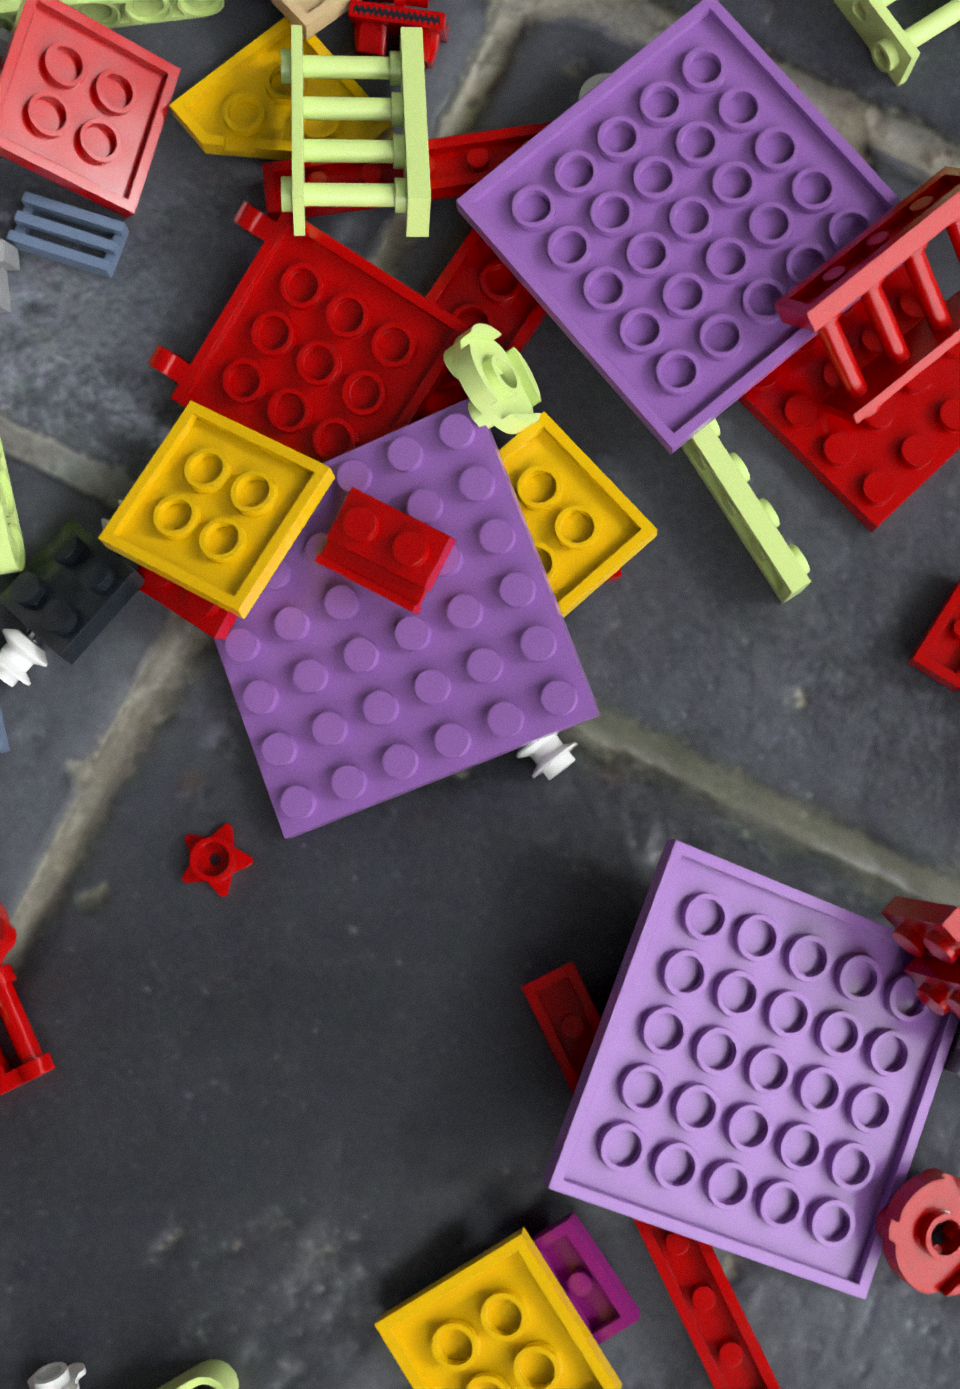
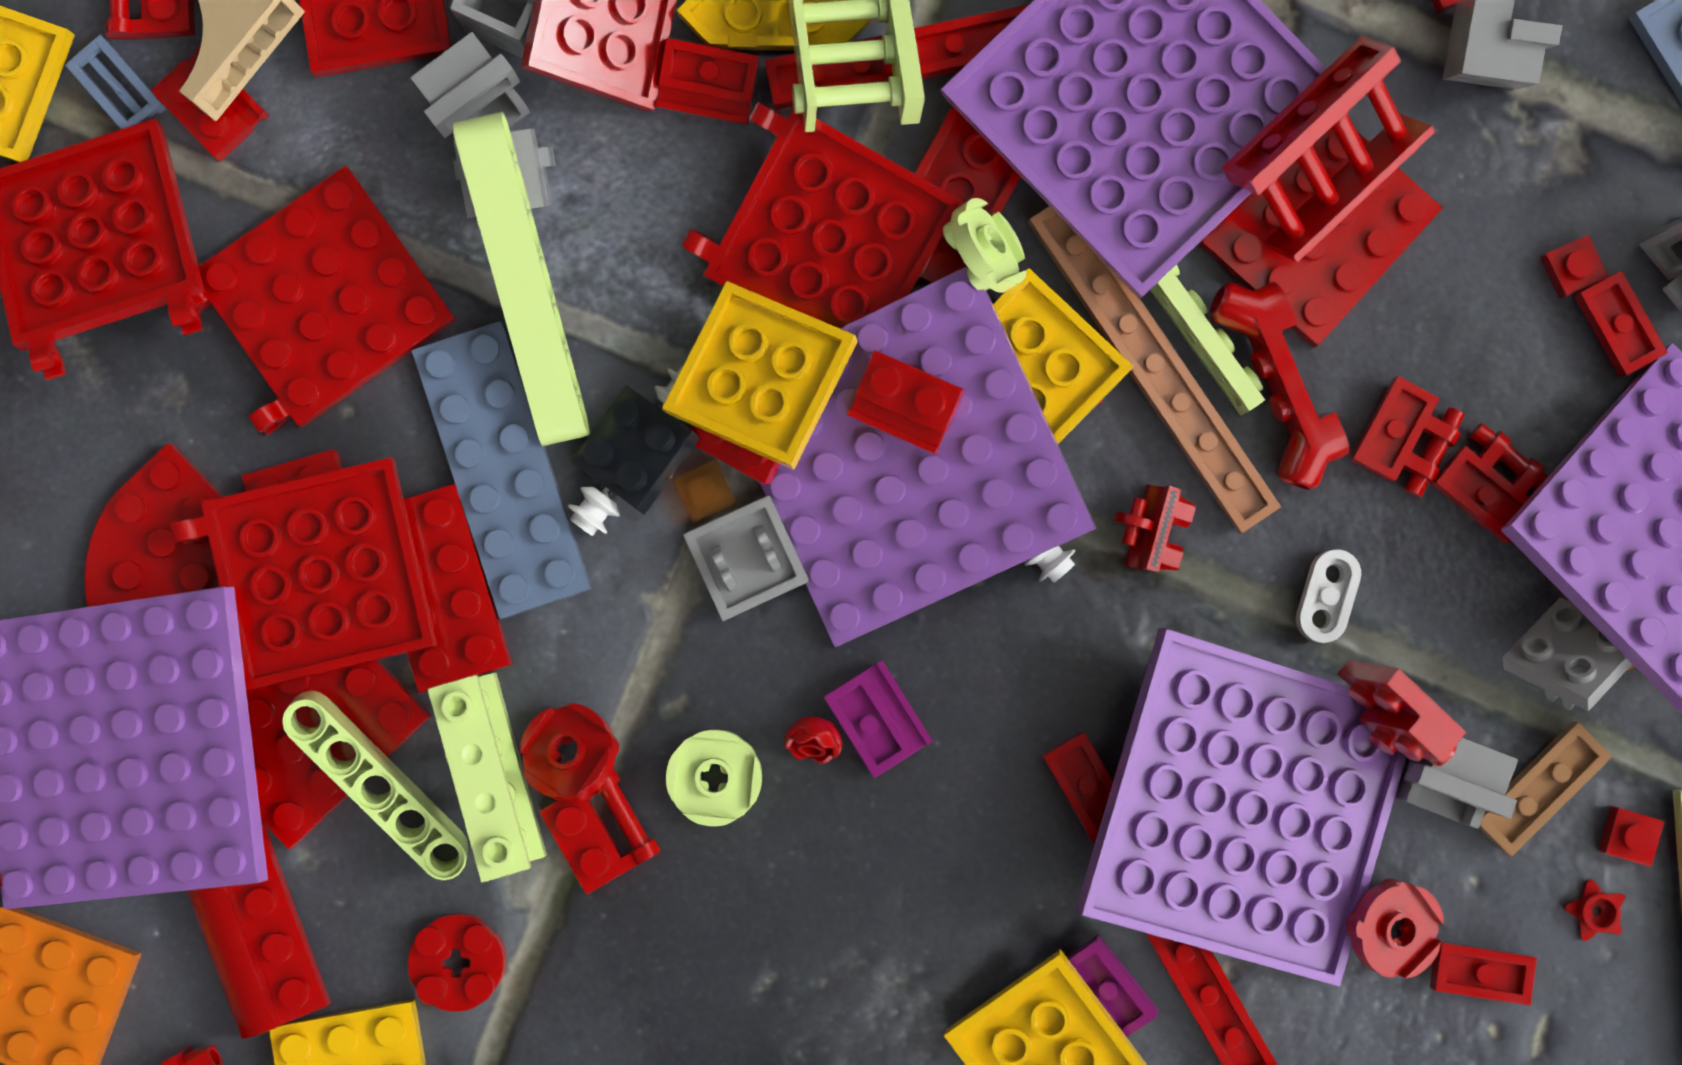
camera: 10 degrees left, 5 degrees up
(28, 220) = (558, 121): sand blue tile -> none
(100, 1003) = (693, 795): none -> yellowish green plate
(150, 645) = (704, 491): none -> clear orange plate
(189, 726) = (746, 558): none -> light grey plate
(196, 185) = (707, 81): none -> red plate
(201, 851) = (780, 681): red plate -> none
(249, 946) = (813, 739): none -> red plate
(328, 927) = (878, 719): none -> magenta plate
(666, 720) = (1150, 526): none -> red hips
(691, 549) = (1160, 375): none -> nougat plate
(813, 488) = (1313, 436): none -> red plate
(877, 822) = (1331, 598): none -> white plate

